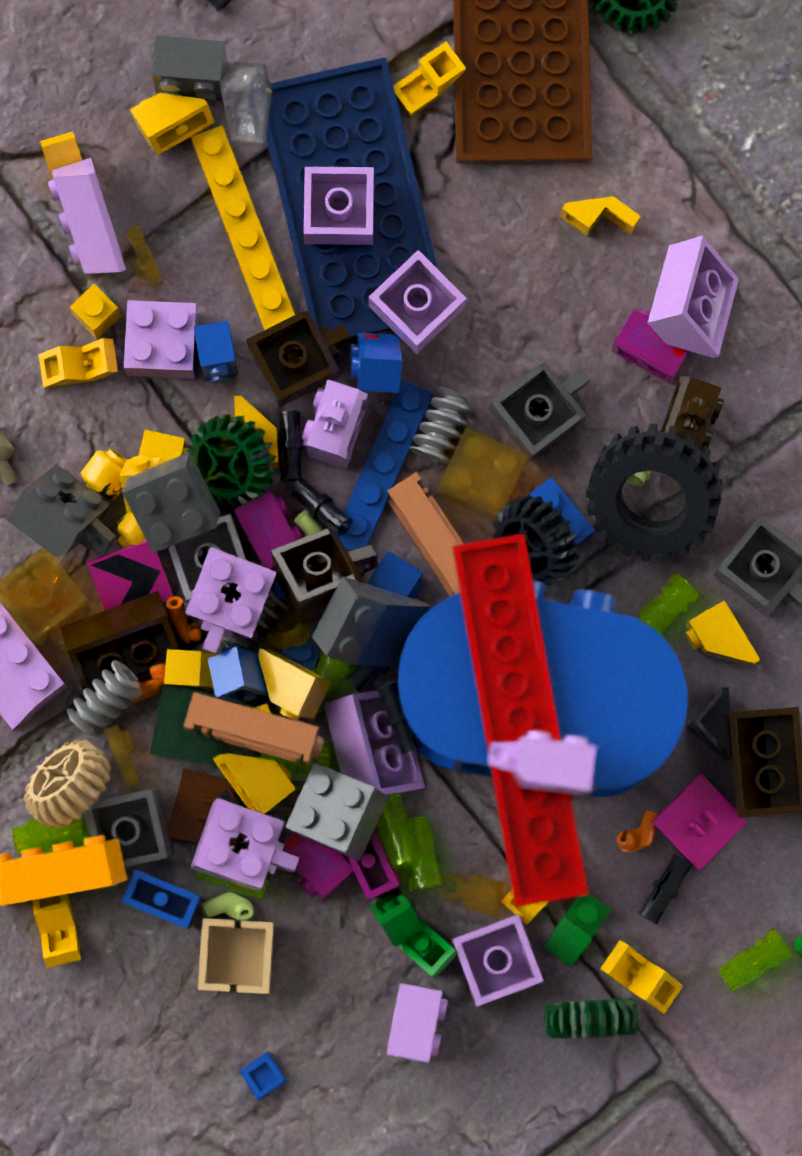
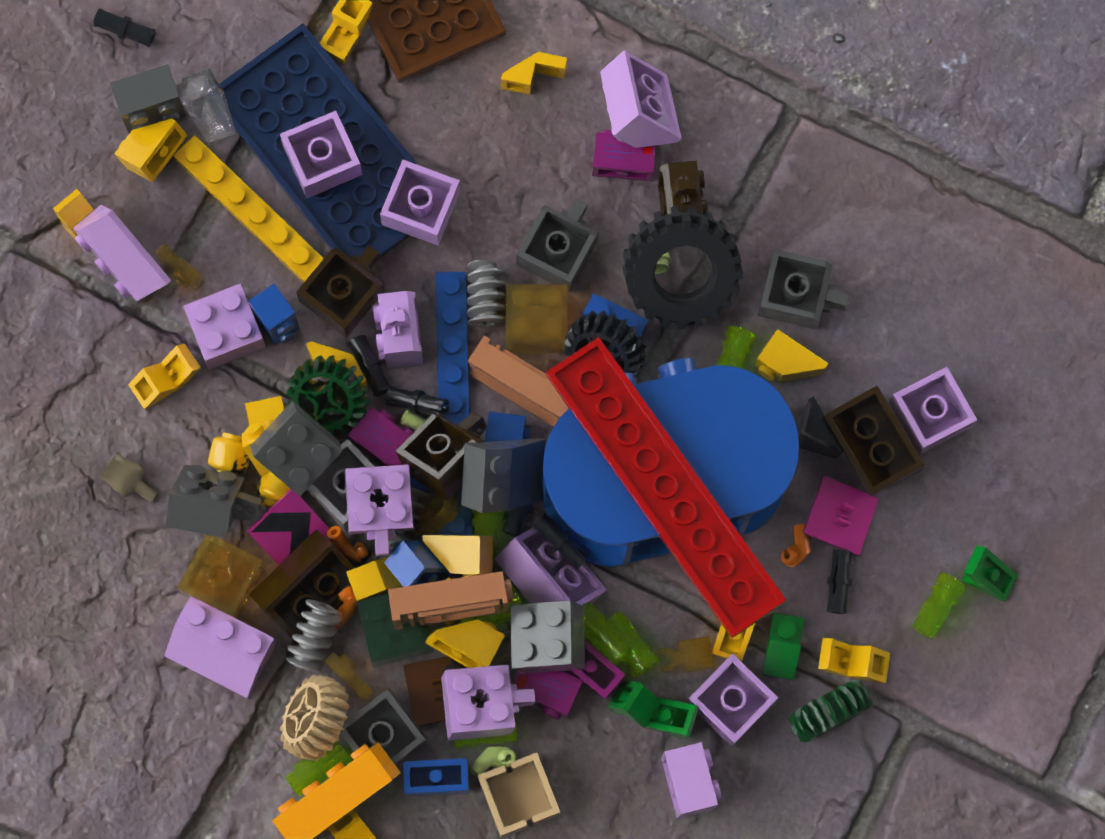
camera: 25 degrees left, 5 degrees down
(95, 311) = (159, 328): yellow brick -> none
(376, 362) = (410, 265): blue brick -> none
(547, 763) = (706, 506): lavender hinge -> none

